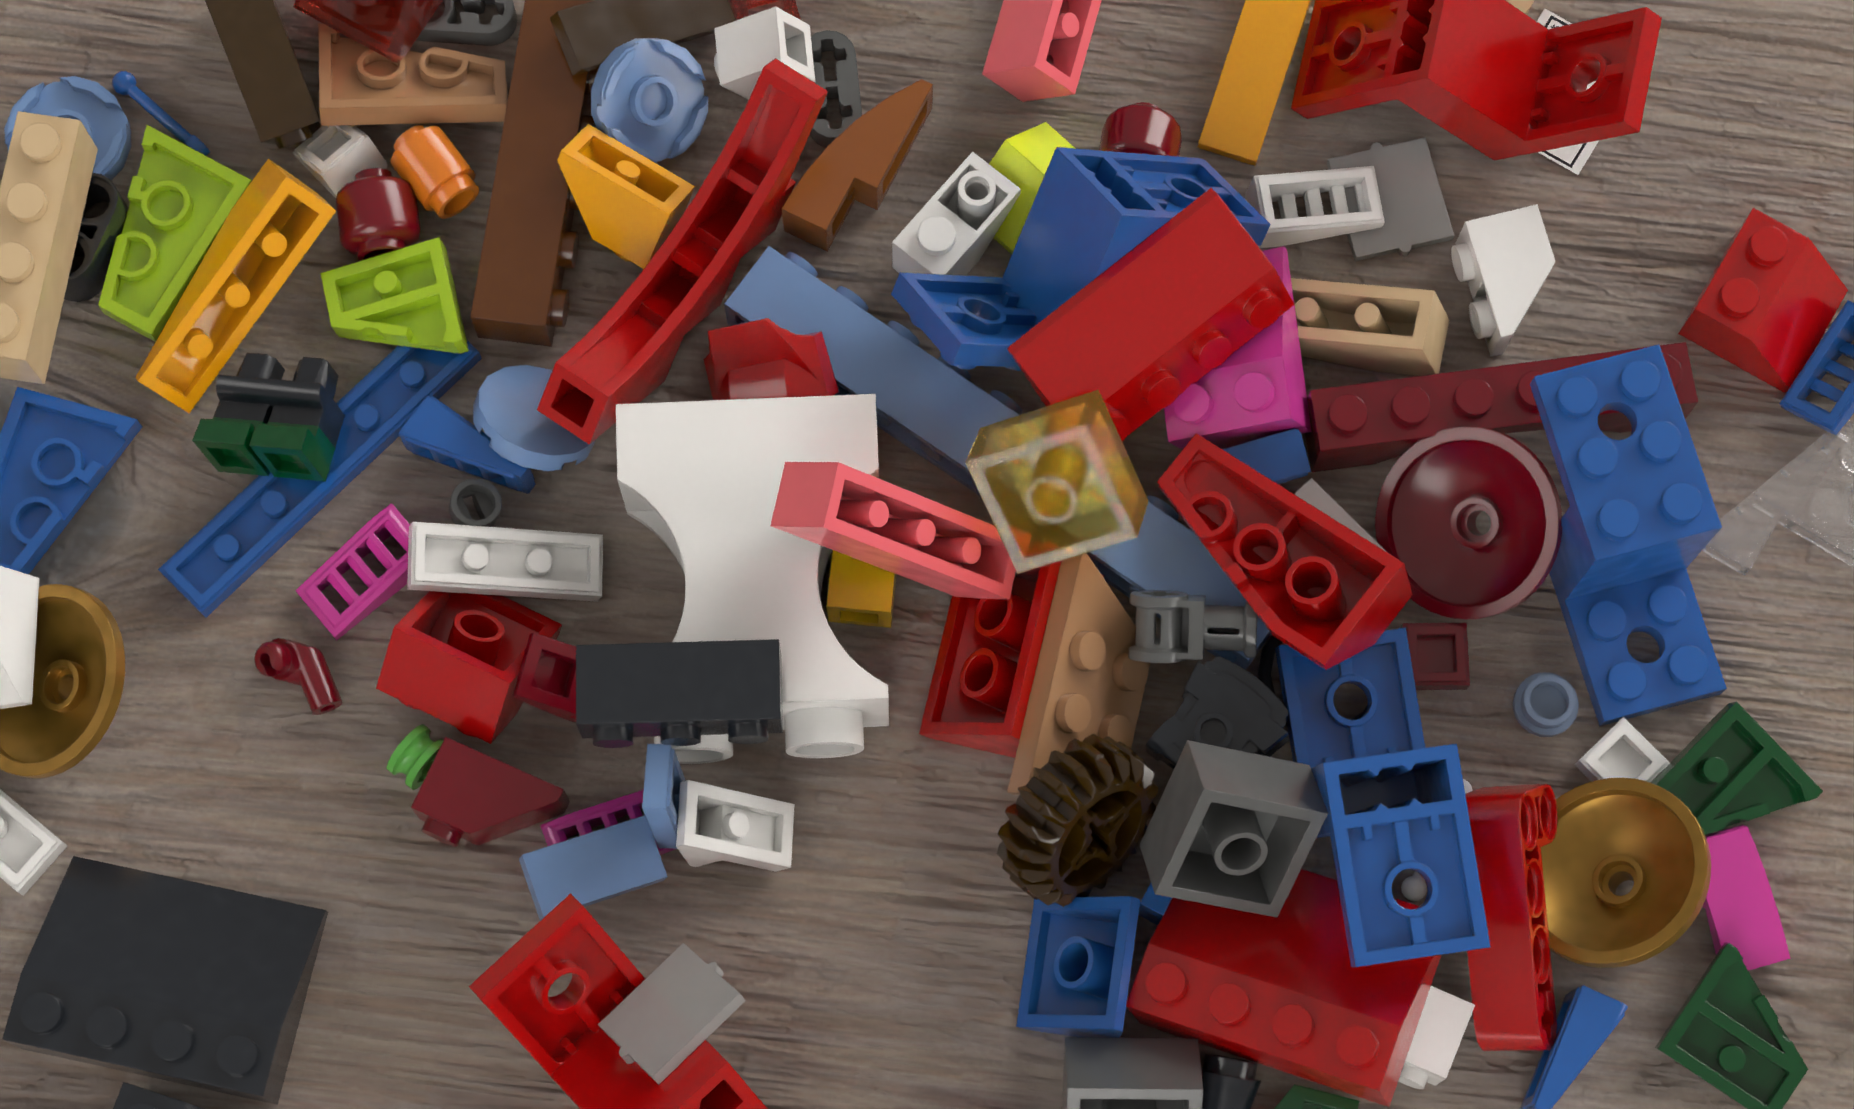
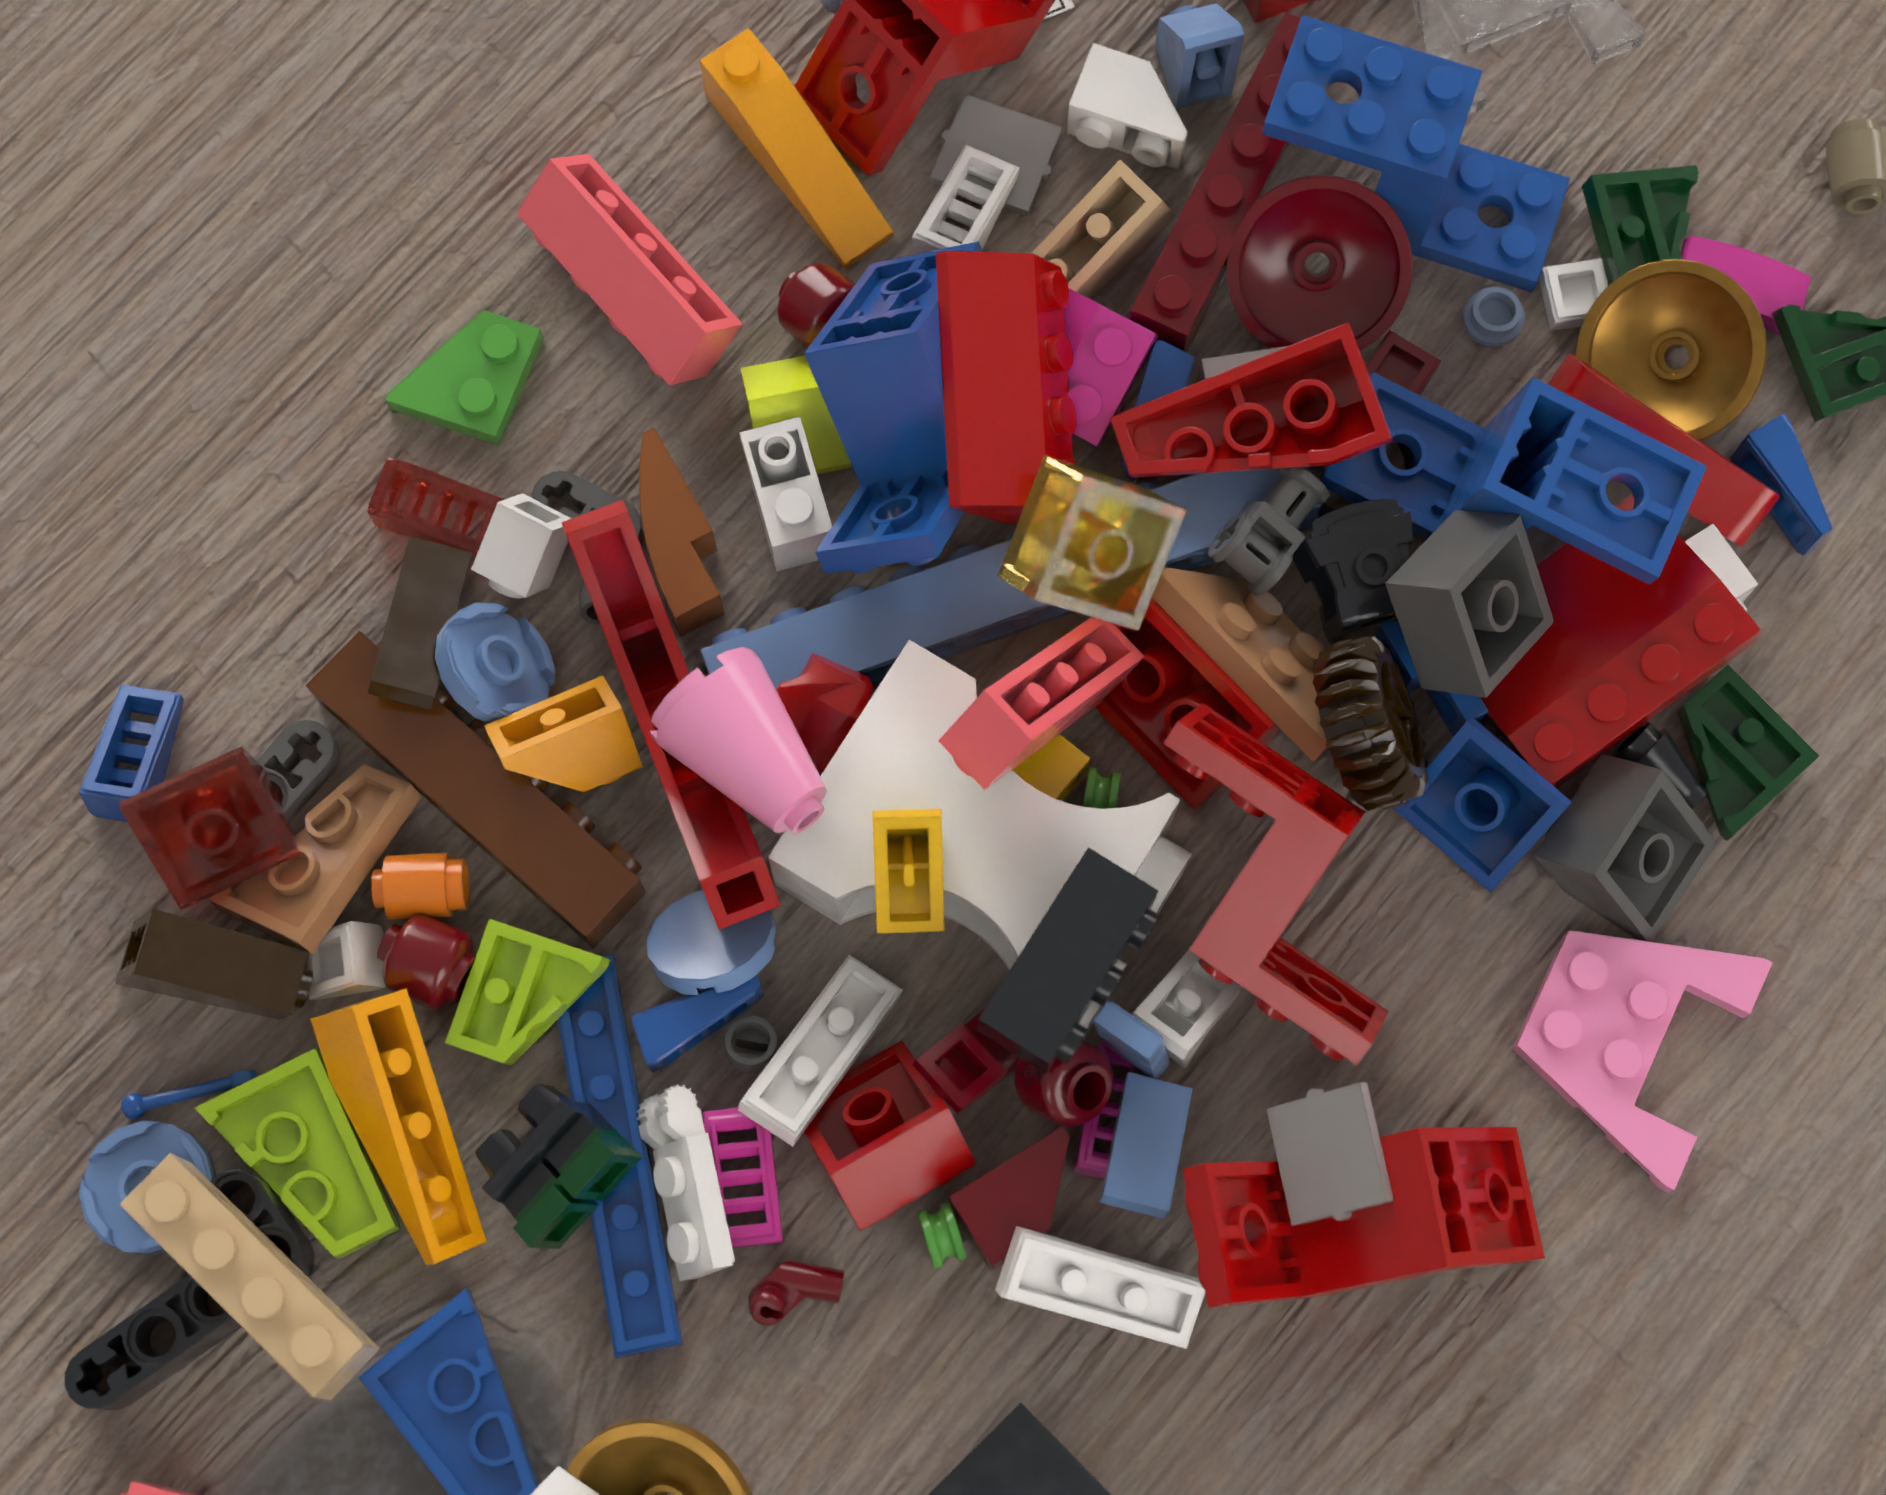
camera: 55 degrees left, 0 degrees up
(329, 529) = (687, 1182): none -> white hinge
(448, 900) = (1100, 1287): none -> white tile
(601, 777) = (1067, 1092): none -> dark red head
(670, 515) = (908, 870): none -> yellow slope
(691, 317) = (742, 741): none -> bright pink cone
(872, 645) = (1101, 790): none -> bright green bush
(913, 822) = (1246, 928): none -> red bracket
(1599, 297) = (1199, 53): none -> medium blue slope

